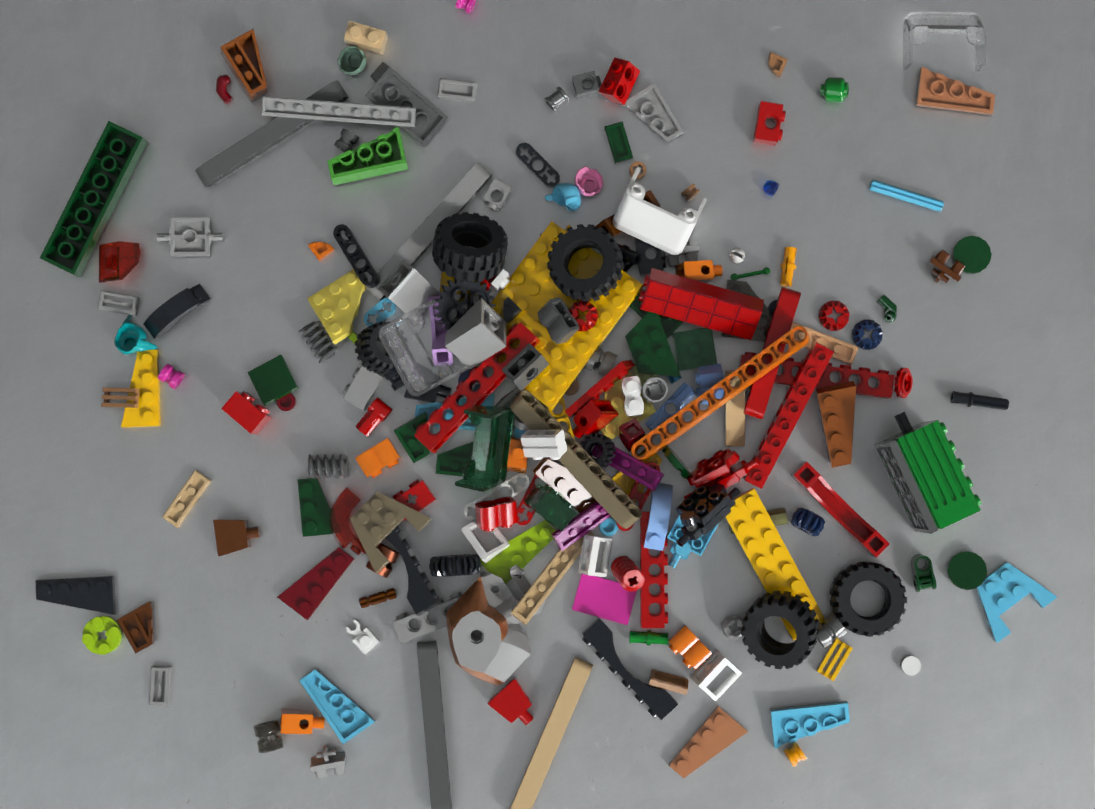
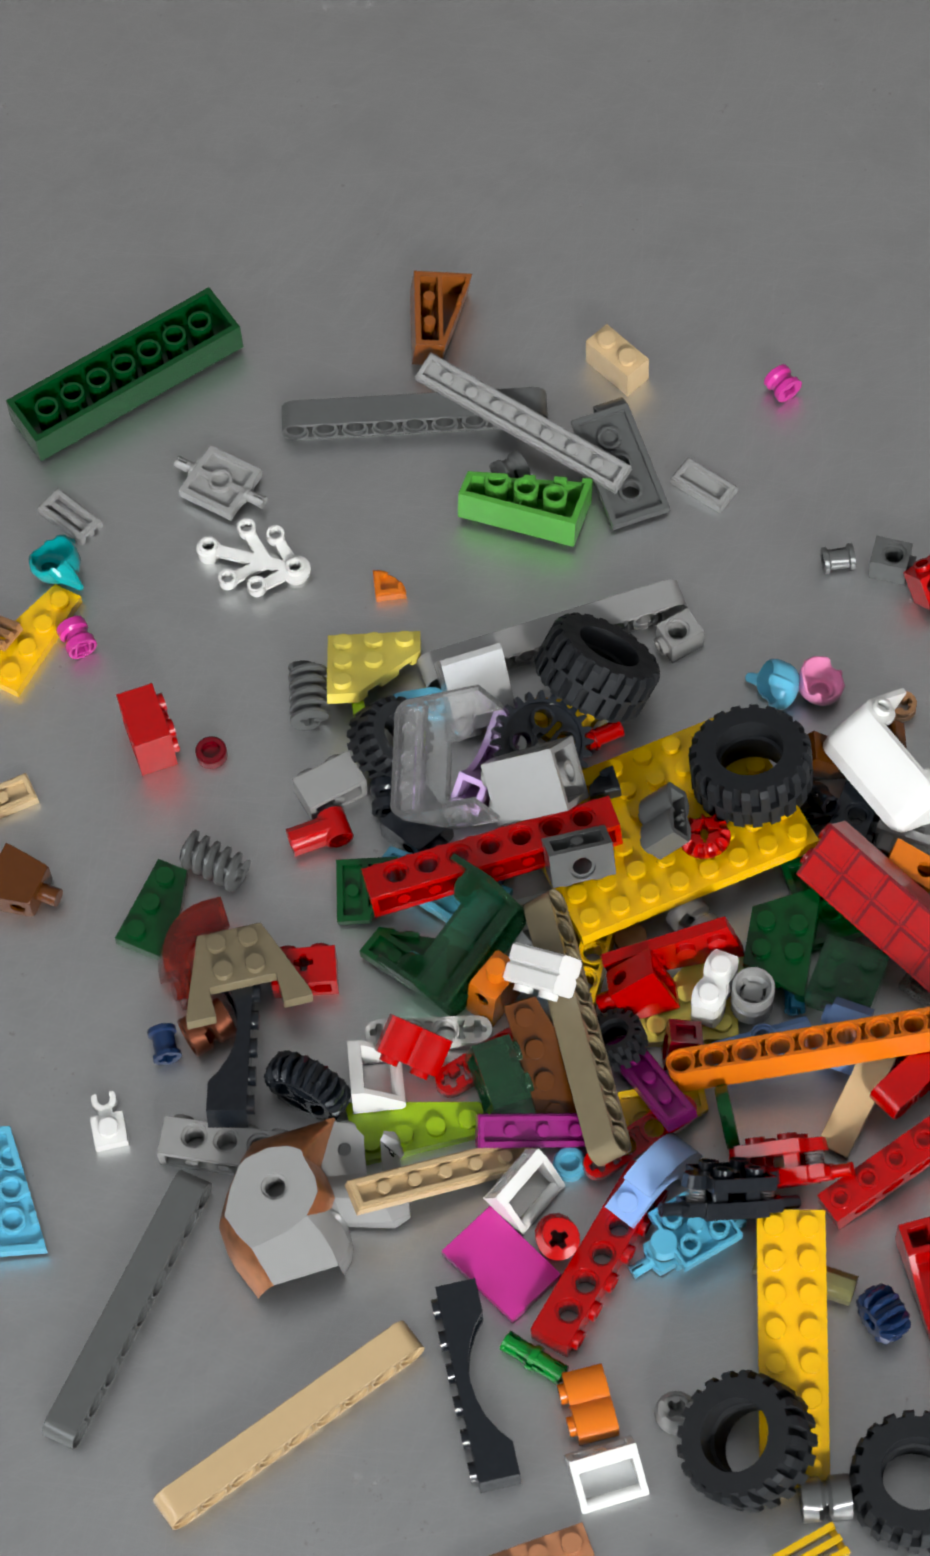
camera: 30 degrees right, 25 degrees down
(117, 260) = (107, 458): clear red slope -> none
(174, 309) = (136, 550): black arch -> none
(221, 86) = (383, 329): dark red arm -> none
(241, 273) = (256, 561): none -> white plant
(273, 380) = (211, 713): dark green tile -> none
(315, 585) = (88, 1015): dark red wing -> none
(352, 60) = (581, 378): sand green hair -> none
(354, 257) = (430, 612): black beam -> none
(365, 580) = (164, 1044): none -> dark blue bush
(377, 598) = (165, 1080): reddish brown axle -> none
(378, 457) = (291, 888): orange brick -> none
(501, 280) = (614, 739): white plate -> none
(512, 702) = (267, 1335): red torso -> none
(524, 158) = (763, 617): black beam -> none
(618, 142) = (895, 658): dark green tile -> none
(668, 682) = (526, 1438): medium nougat tile -> none

